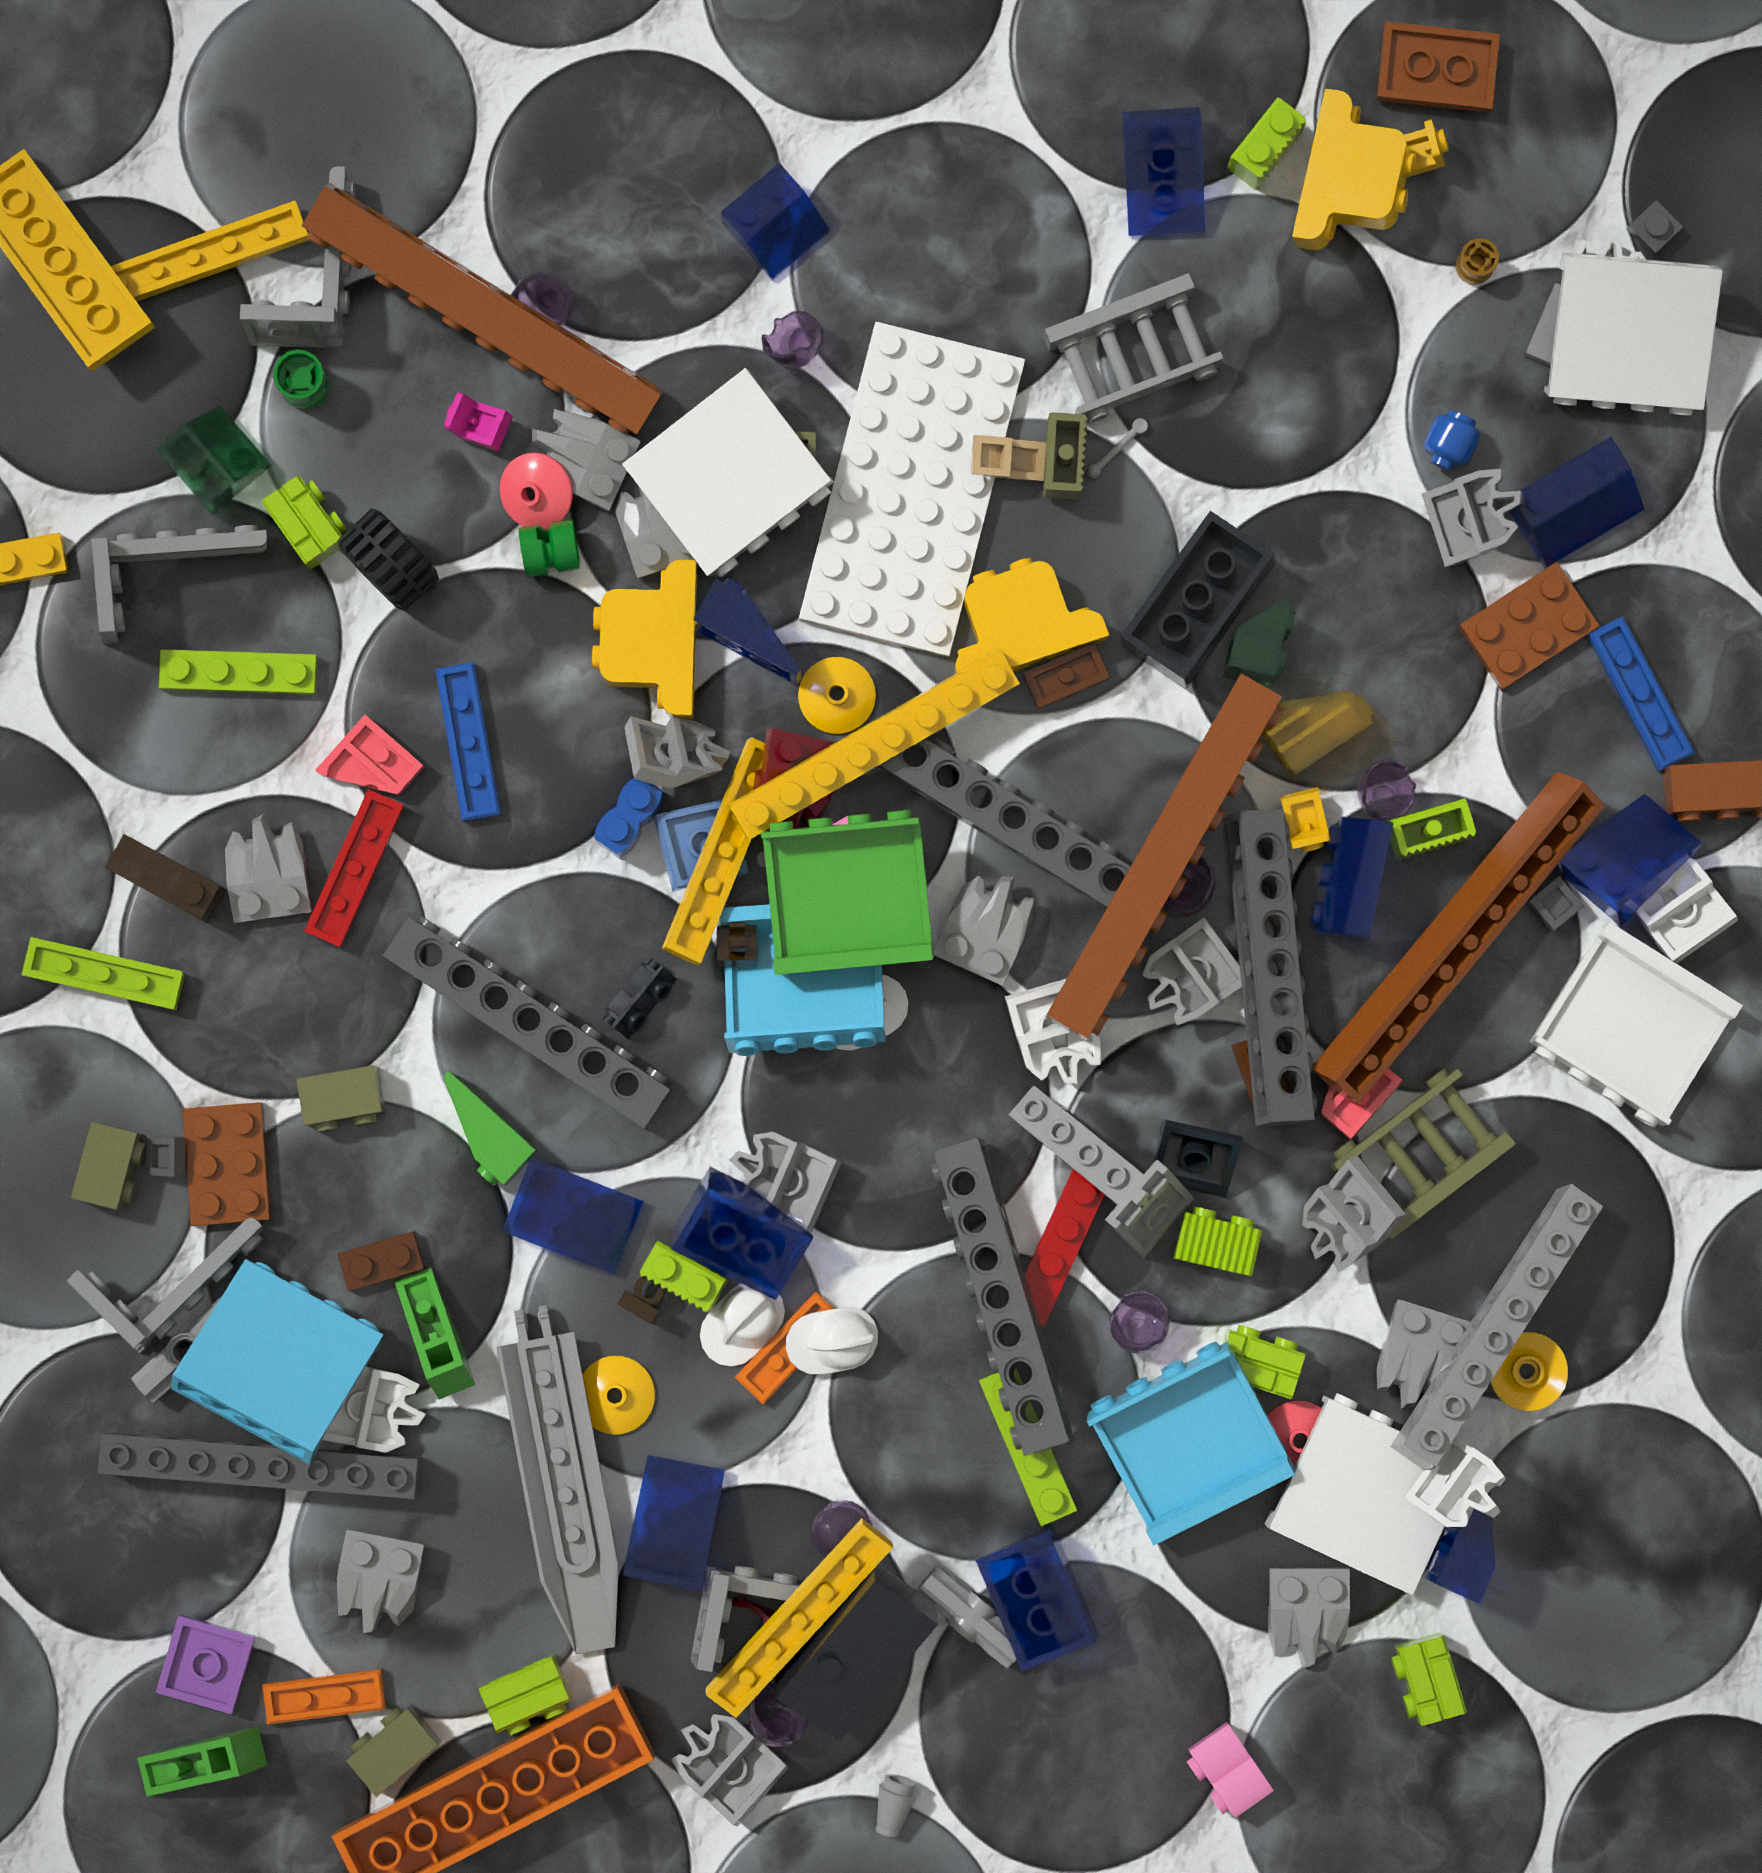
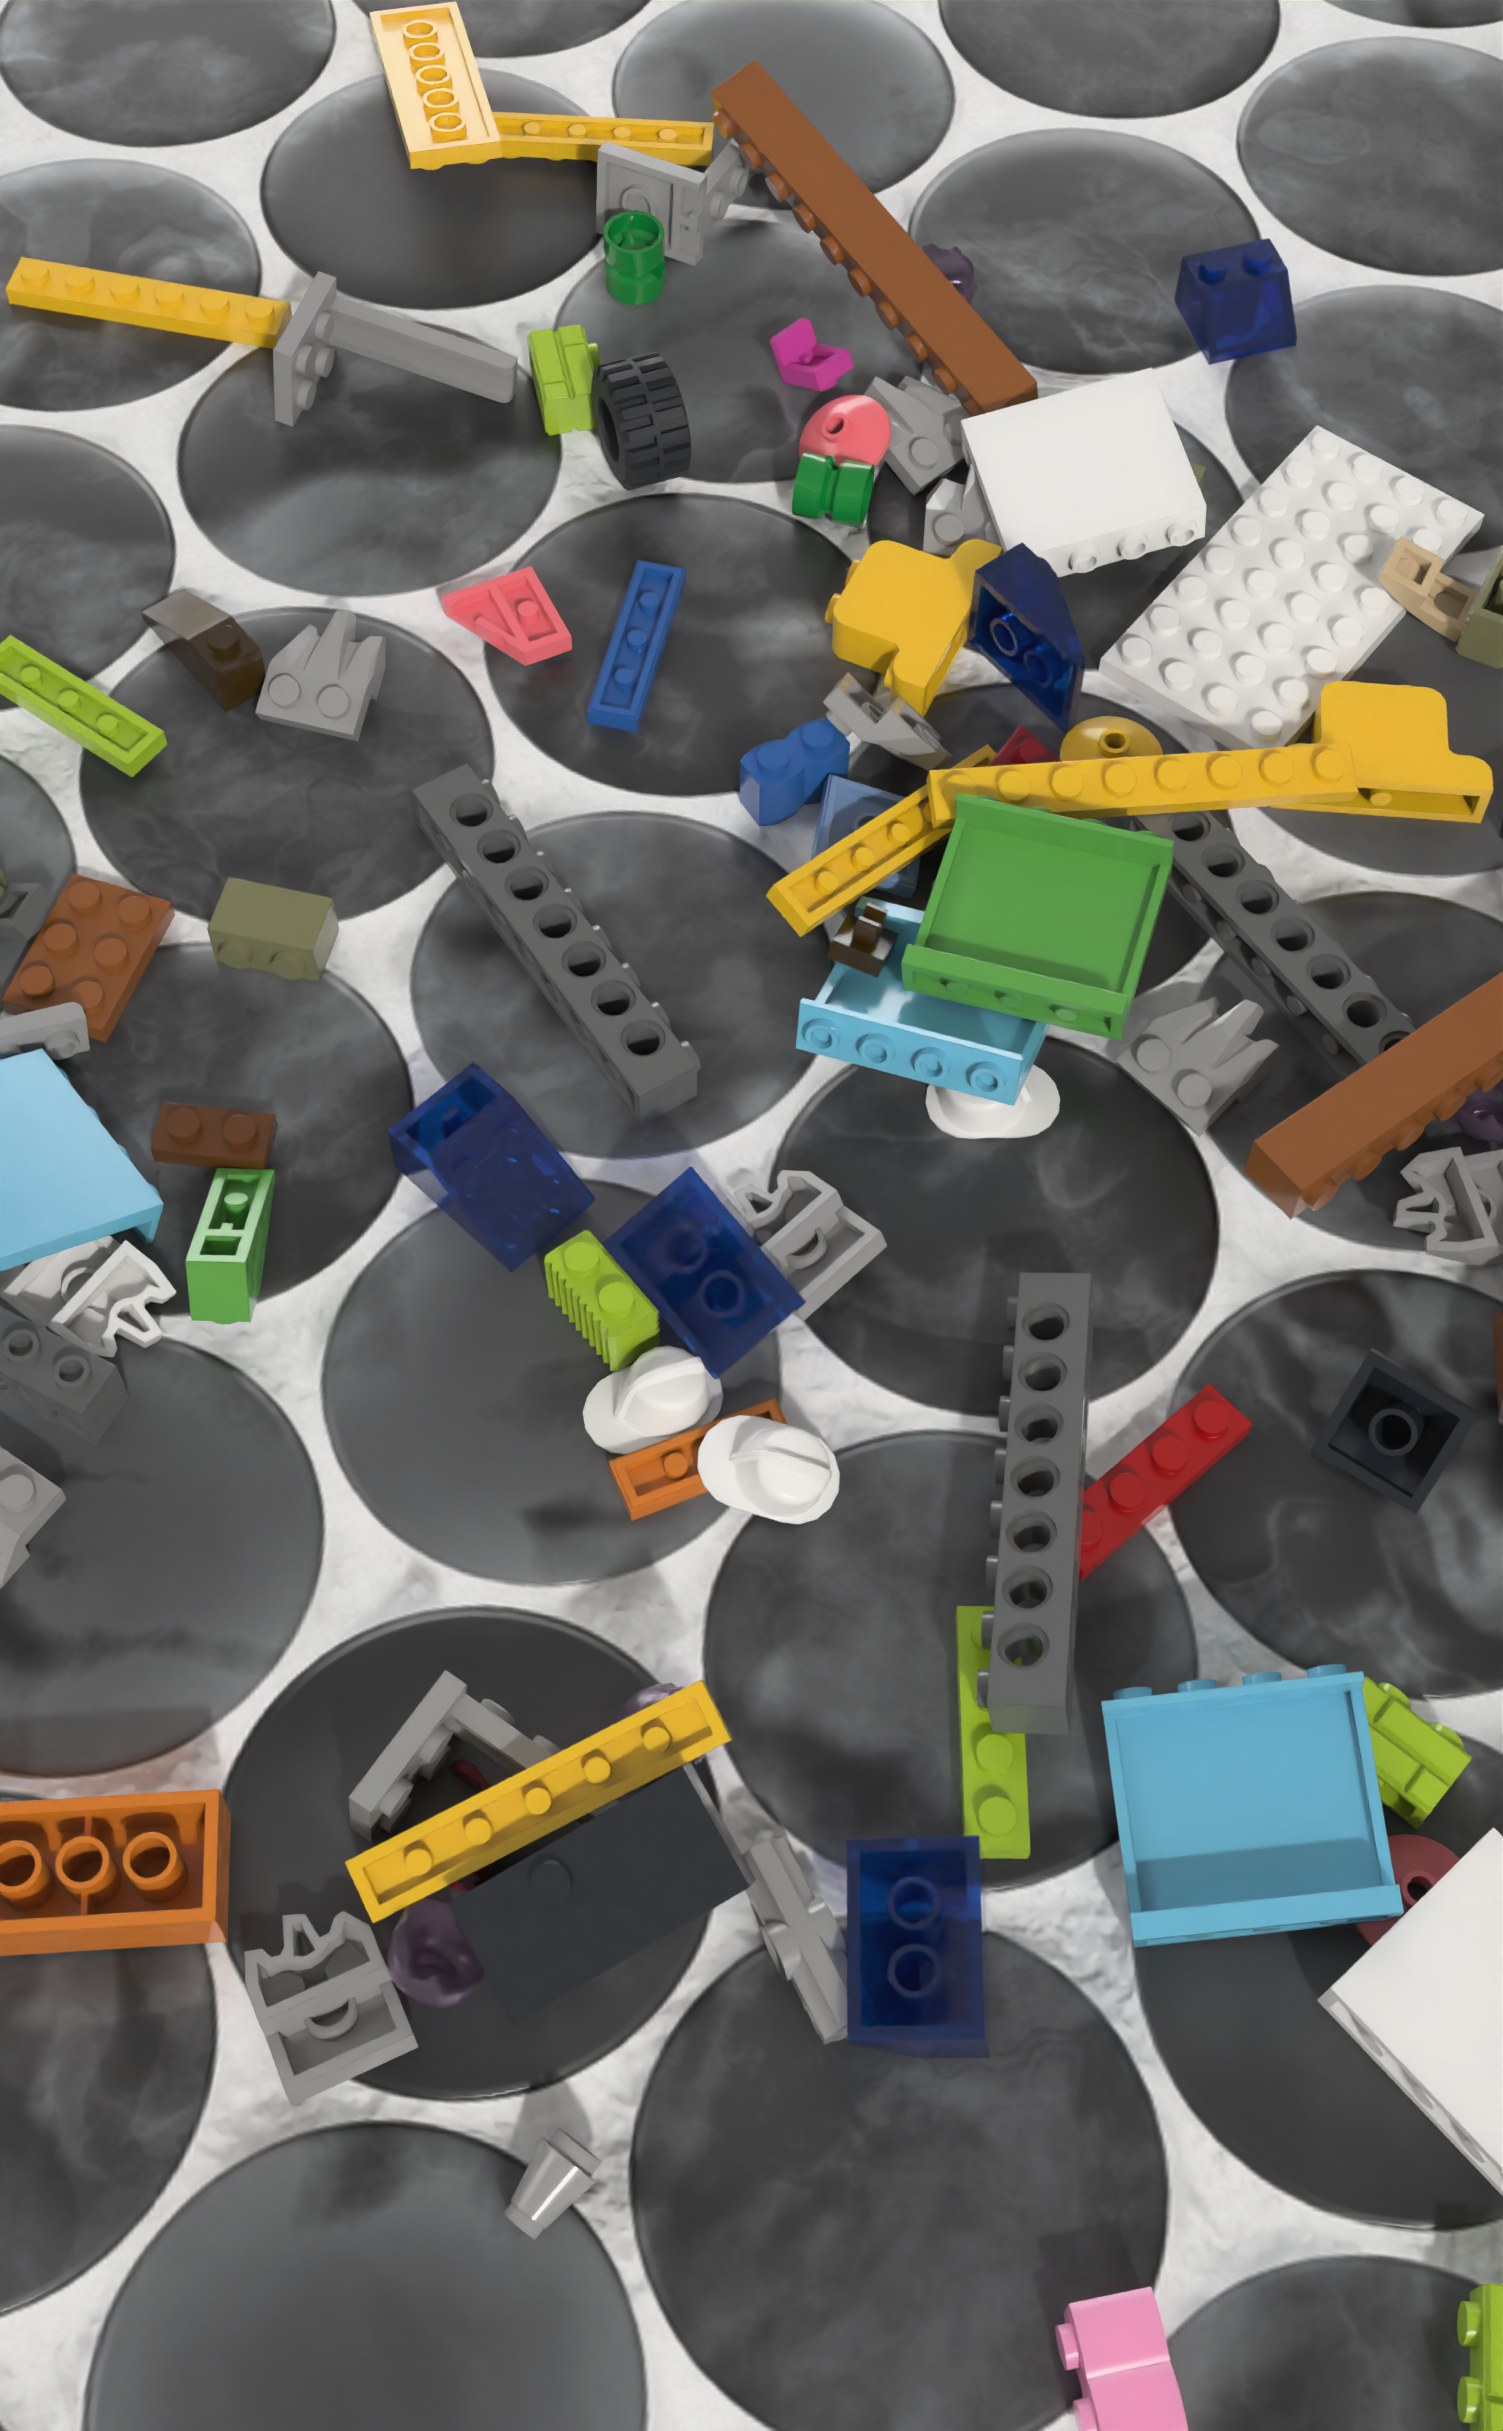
camera: 25 degrees right, 25 degrees down
(213, 458) = (493, 289): clear green slope -> none
(238, 672) = (409, 491): lime plate -> none
(354, 868) = (429, 711): red plate -> none
(490, 1137) = (433, 1034): bright green slope -> none
(526, 1694) = (84, 1756): lime brick -> none
(562, 1481) = (293, 1505): light grey hinge -> none
(629, 1012) = (709, 973): black hinge -> none
(636, 1390) = (437, 1447): yellow dish -> none
(639, 1304) = (524, 1316): dark brown tile -> none
(674, 1522) = (421, 1613): clear blue slope -> none
(794, 339) = (1214, 407): clear purple hair -> none
(1045, 1042) = (1235, 1211): white plate -> none
(1066, 676) = (1416, 829): reddish brown plate -> none
(1140, 1322) = (1231, 1617): clear purple hair -> none
(1144, 1202) = (1304, 1437): light grey bracket -> none
(1217, 1243) = (1385, 1560): lime brick -> none
(1308, 1609) = (1346, 2164): light grey plate -> none

